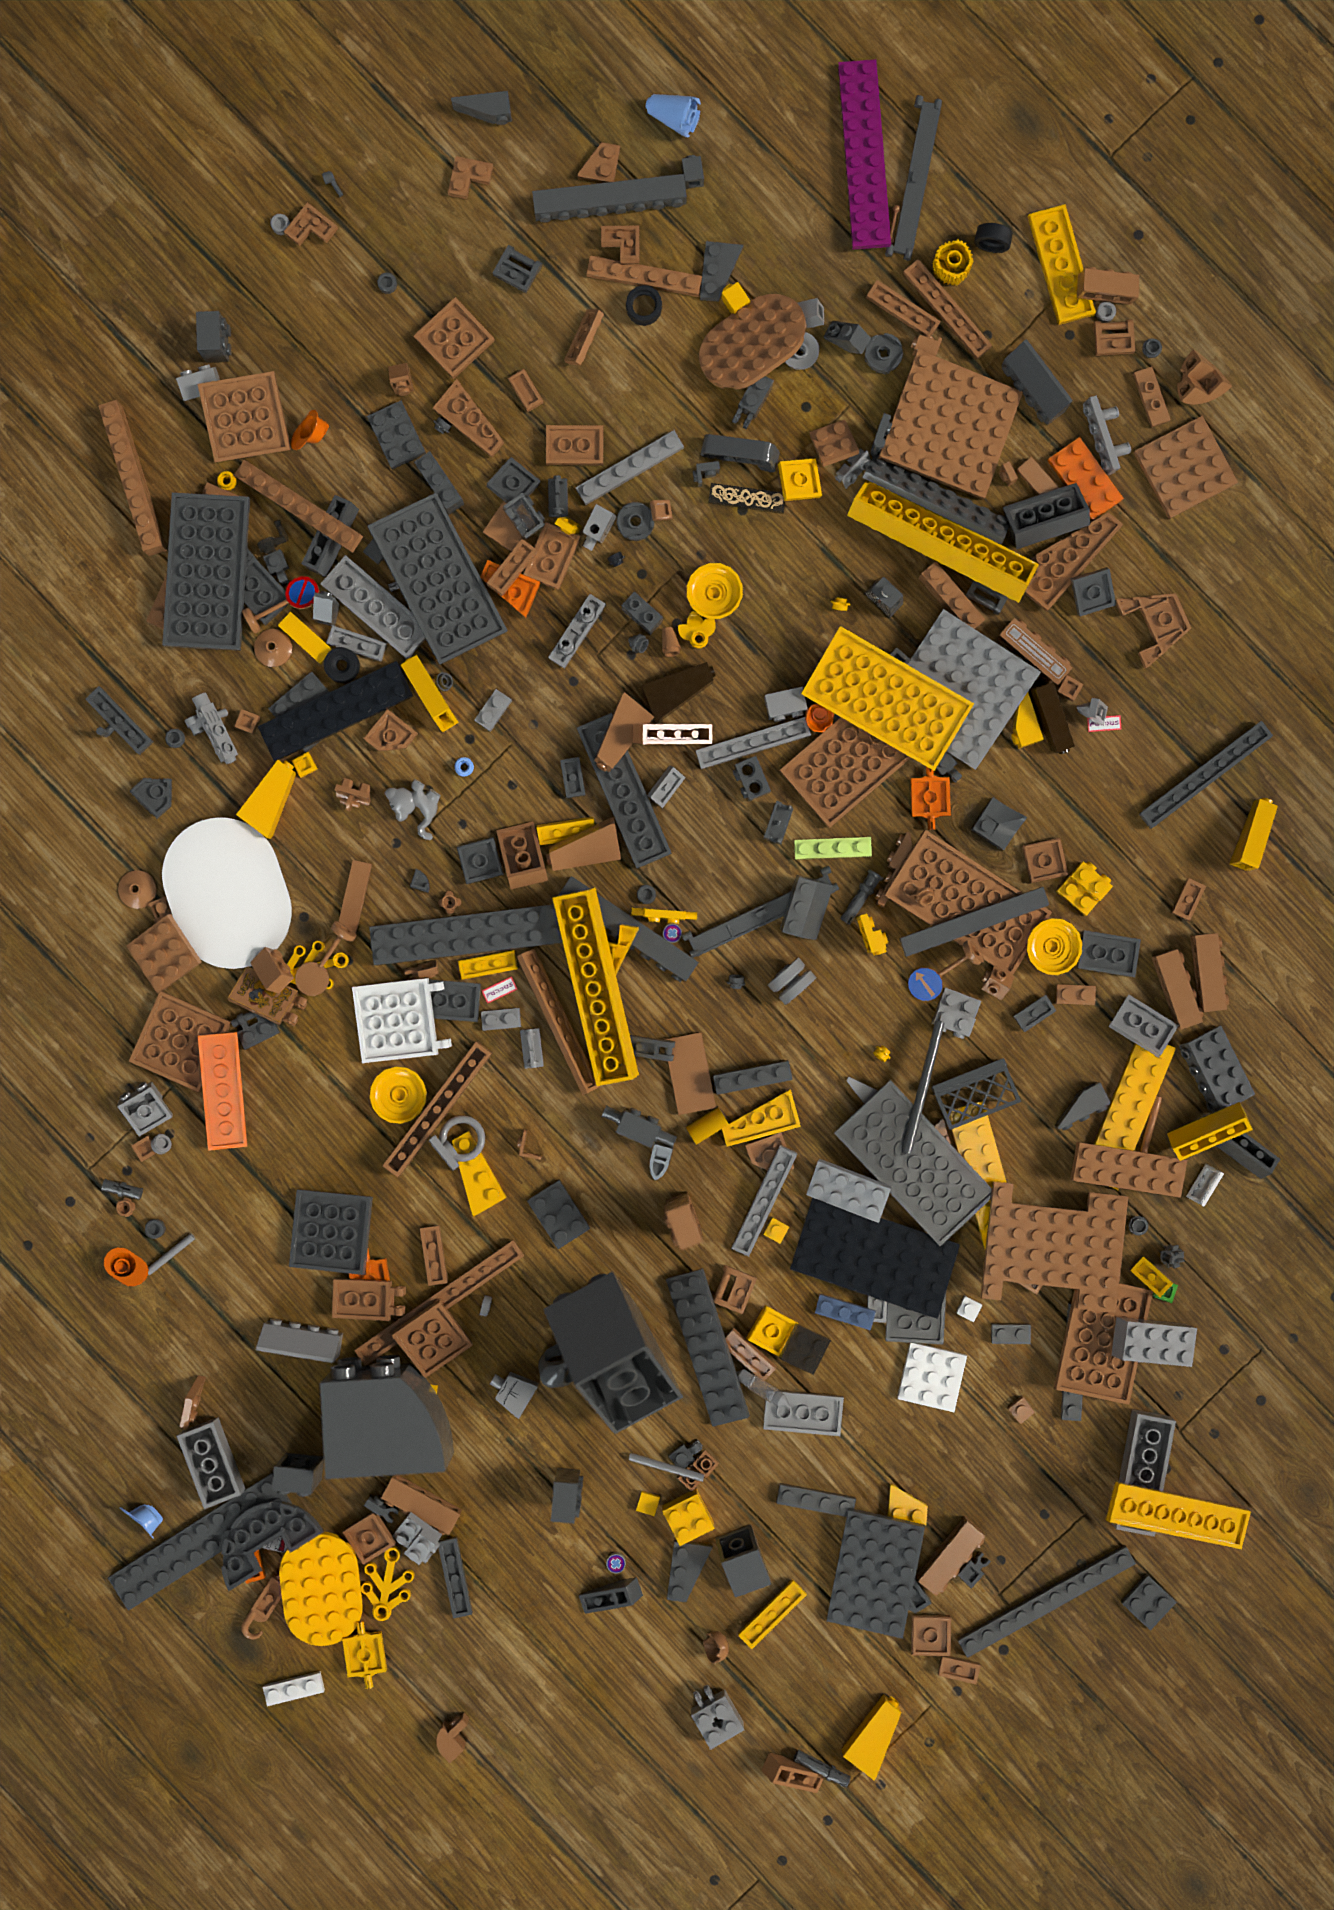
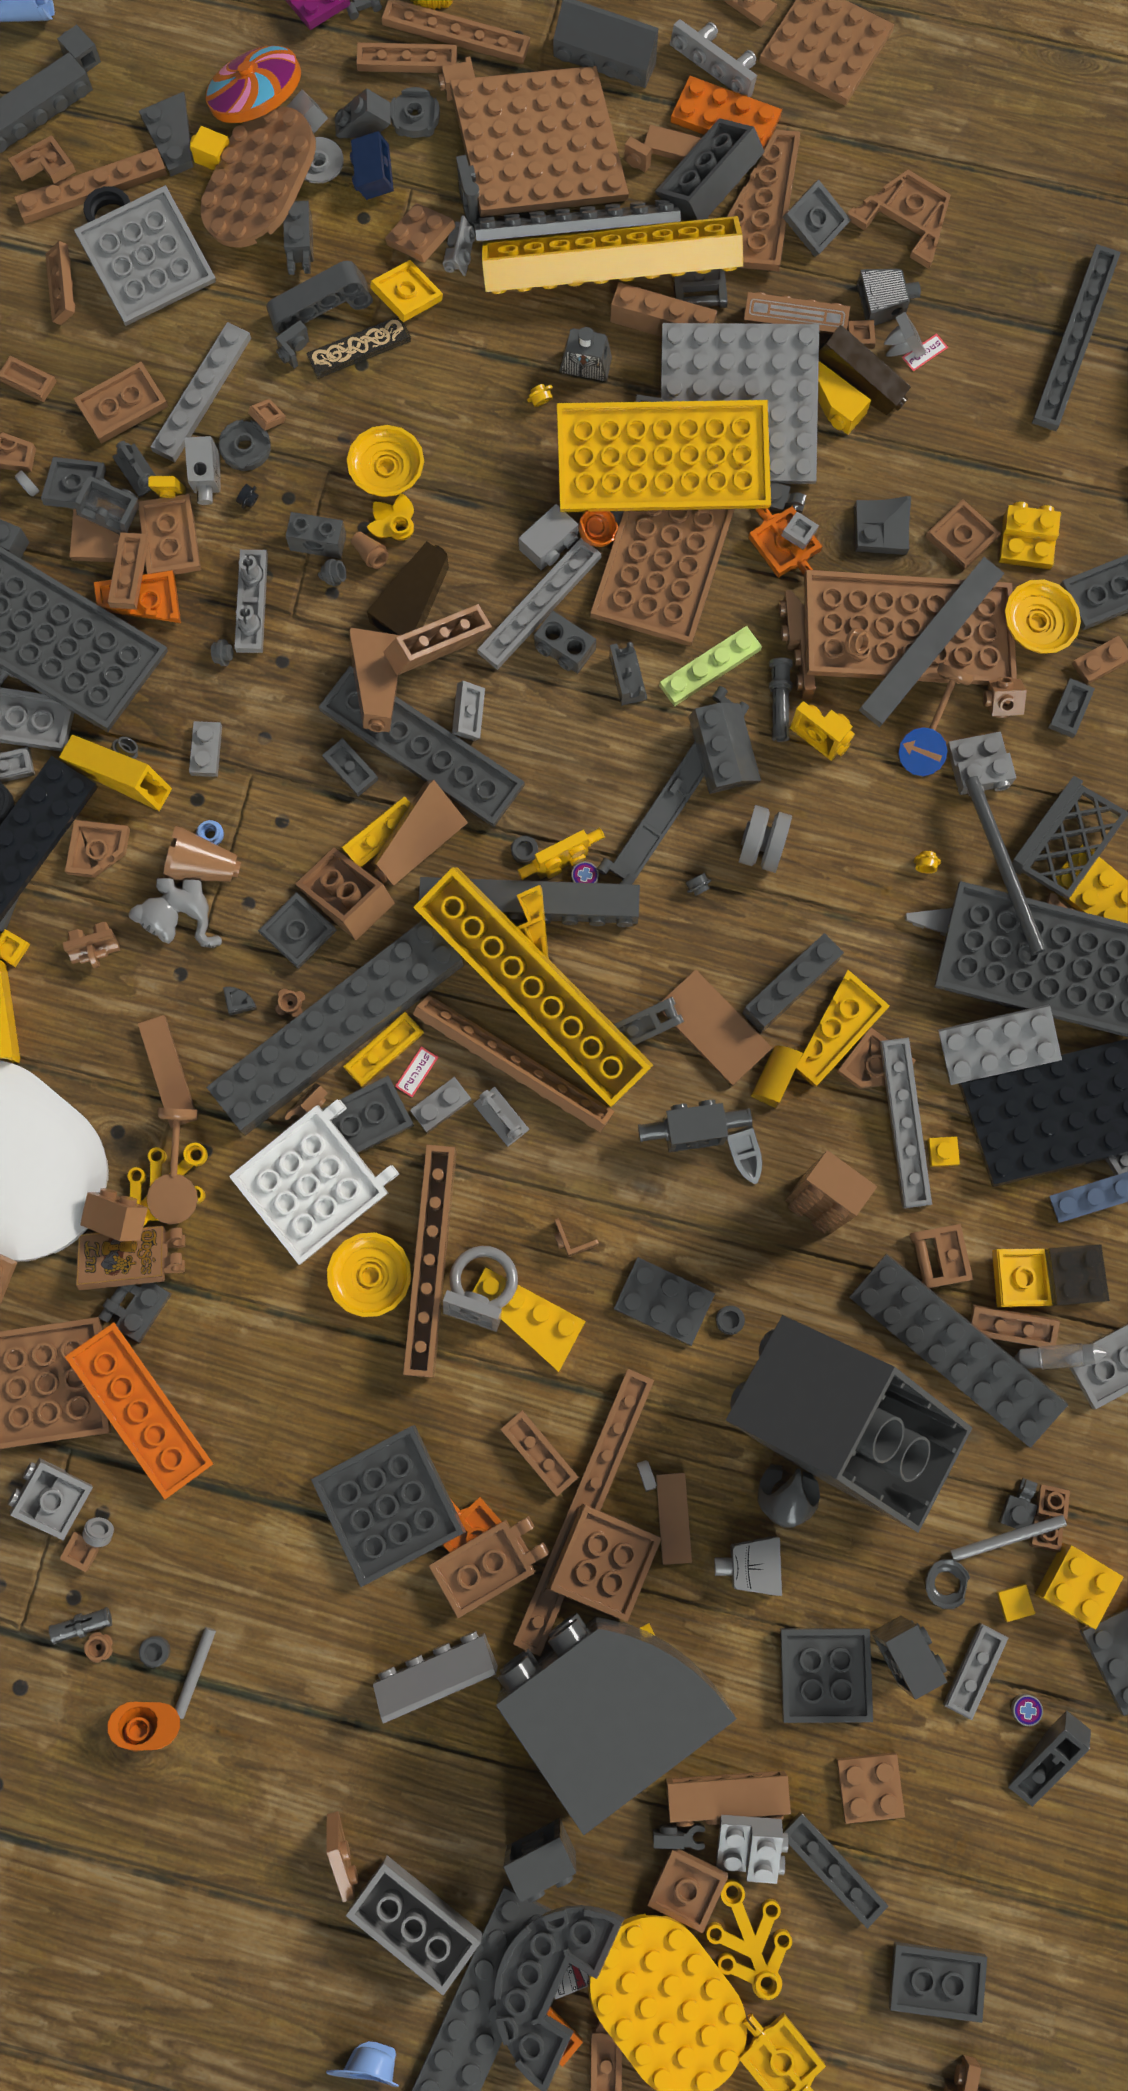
camera: 35 degrees left, 10 degrees down
(446, 781) = (198, 859): none -> medium nougat cone
(473, 1668) = (938, 1982): none -> dark grey plate
(484, 465) = (26, 483): none -> light grey tile
(487, 1338) = (673, 1518): none -> medium nougat tile
(503, 1548) = (870, 1788): none -> medium nougat plate
(517, 1475) = (826, 1675): none -> dark grey plate
(539, 654) = (221, 652): none -> dark grey plate
(589, 1248) = (730, 1320): none -> dark grey tile
(601, 1525) = (975, 1671): none -> light grey tile
(610, 1478) = (952, 1600): none -> dark grey piece
(648, 353) = (145, 255): none -> light grey plate
(789, 271) = (253, 84): none -> dish
(831, 377) = (371, 165): none -> dark blue brick
(941, 798) = (800, 530): none -> light grey plate
(1103, 671) = (885, 294): none -> dark grey torso

